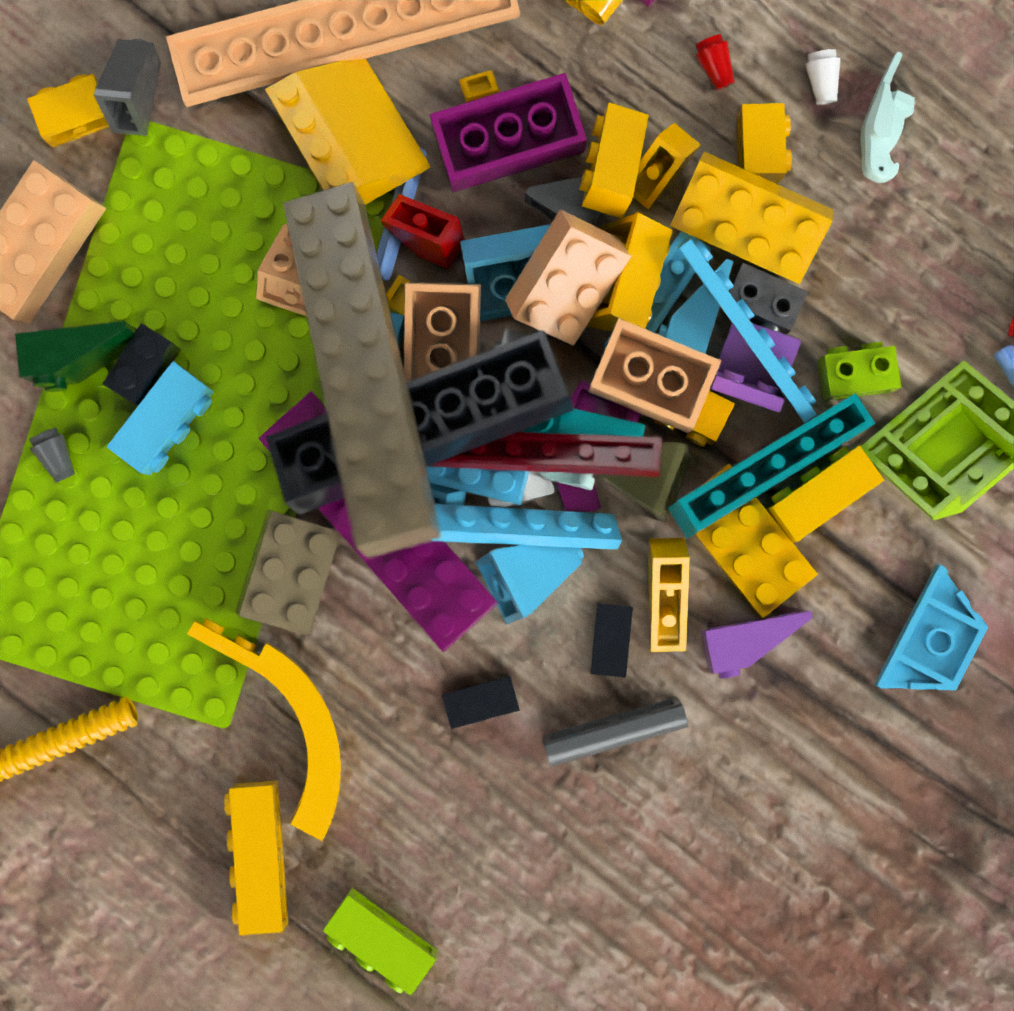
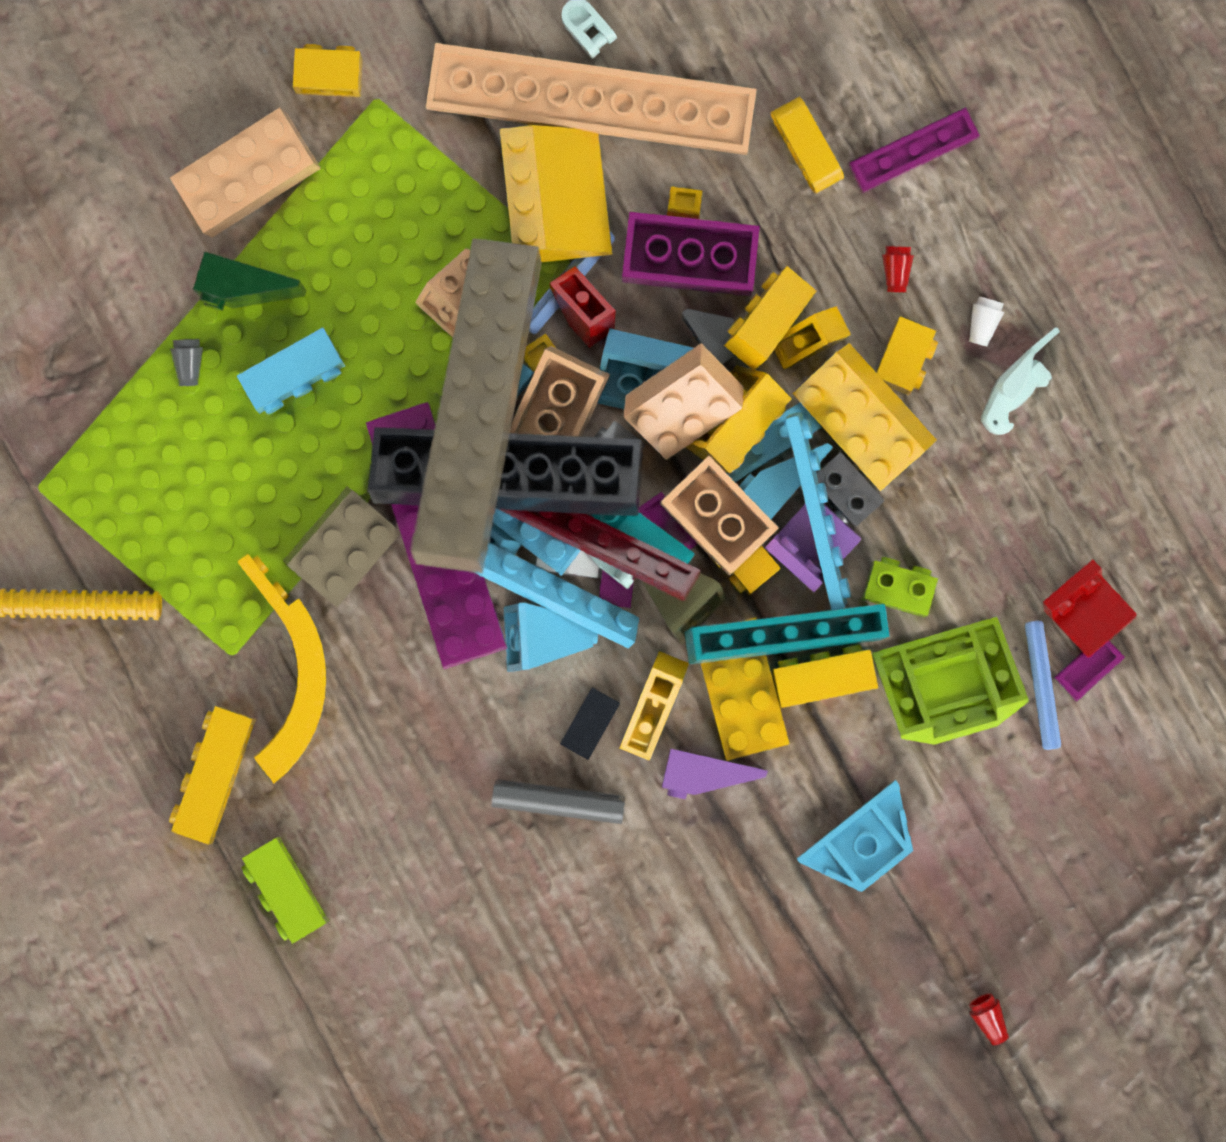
camera: 20 degrees right, 0 degrees up
(129, 86) = (386, 74): dark grey slope -> none
(141, 364) = (294, 319): black brick -> none
(480, 702) = (456, 727): black tile -> none

